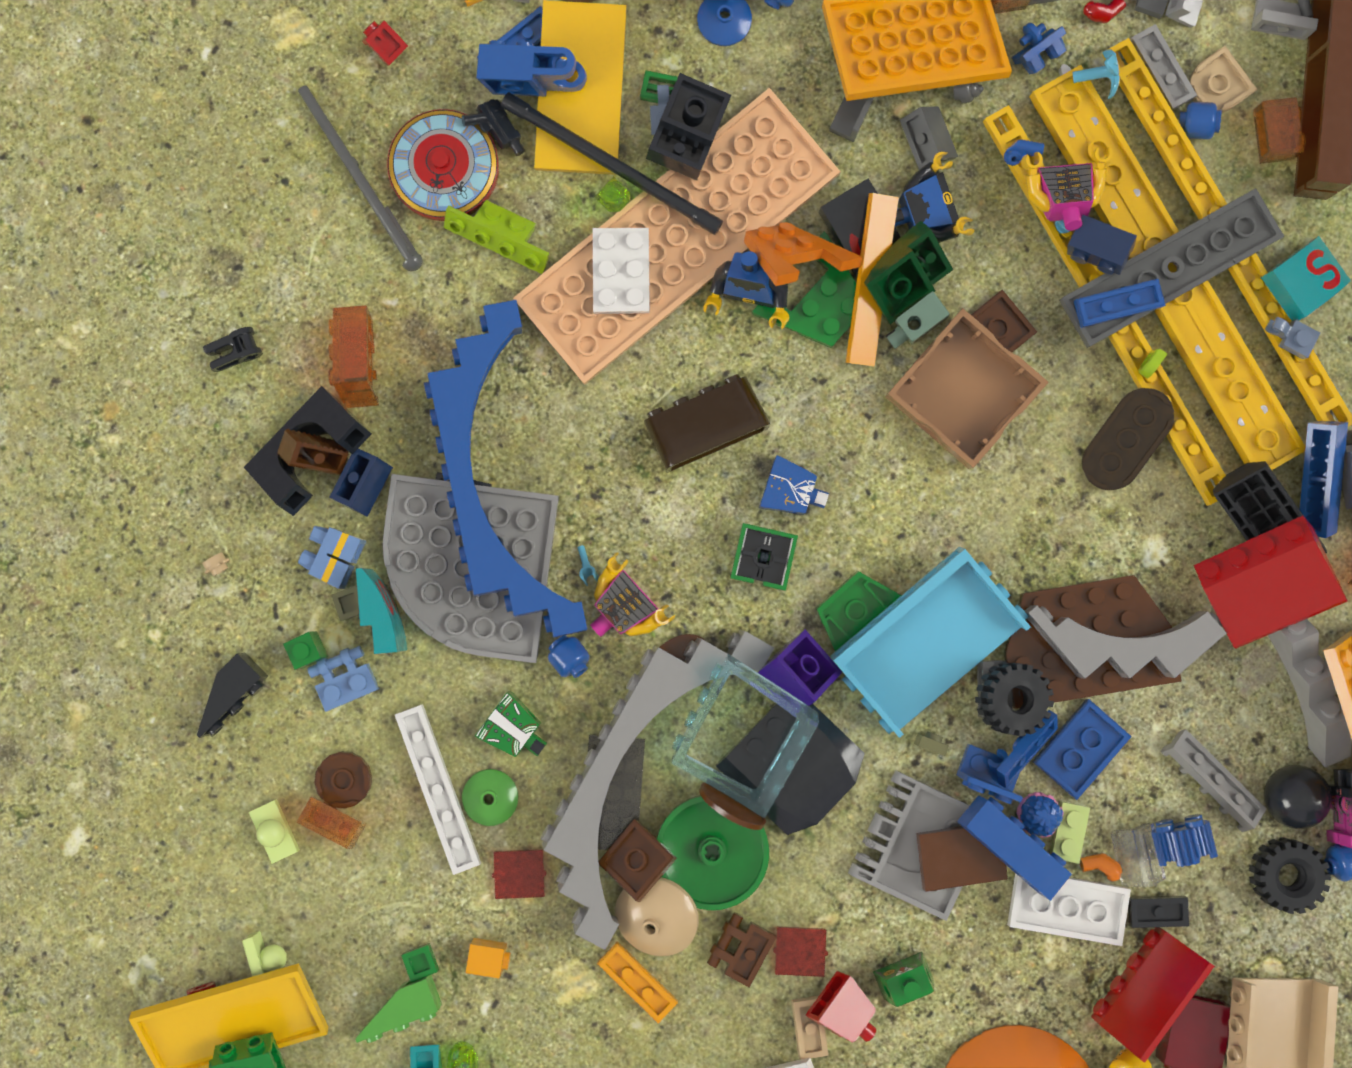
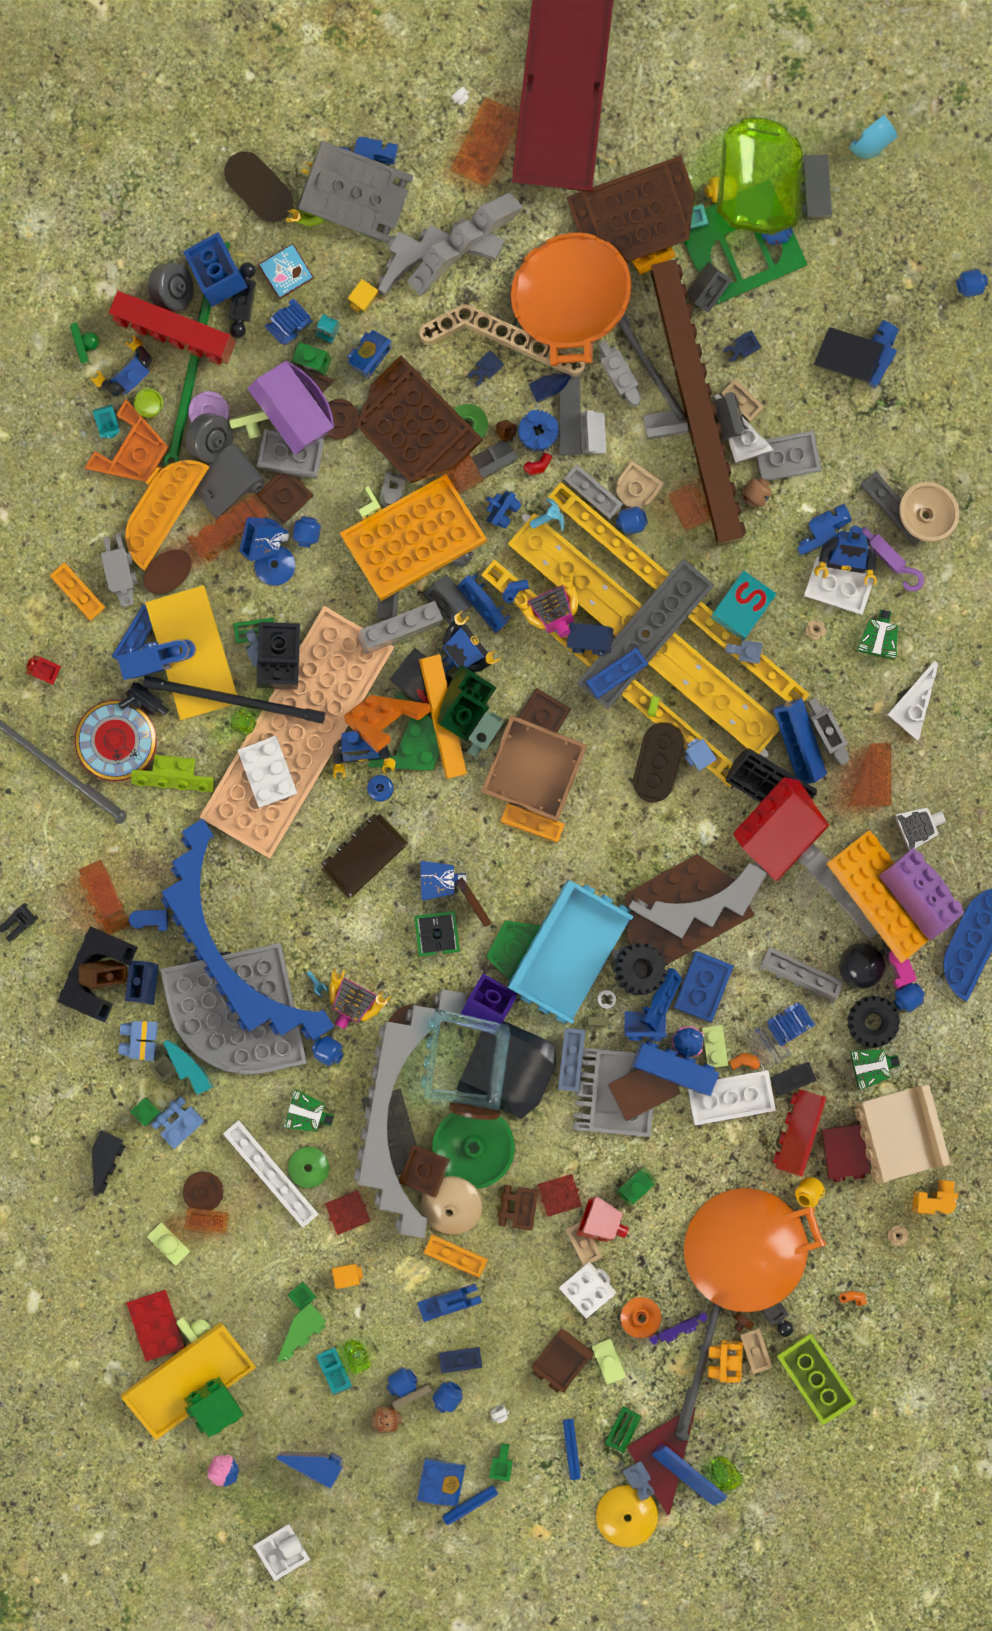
camera: 20 degrees left, 0 degrees up
(216, 564) = (61, 1075): tan plate -> none
(217, 930) = (155, 1325): none -> red plate
(395, 401) = (144, 918): none -> blue leg
(608, 1042) = (448, 1302): none -> blue plate
(755, 353) = (386, 793): none -> blue head
(827, 533) = (474, 903): none -> reddish brown tile
(857, 147) = (400, 627): none -> light grey brick
(880, 783) = (571, 1059): none -> sand blue plate
(935, 459) = (532, 822): none -> light orange tile
(955, 712) = (605, 1005): none -> white bush
(972, 157) = (483, 603): none -> blue plate
(1190, 447) = (699, 754): none -> medium blue brick
(1266, 934) = (872, 1066): none -> torso

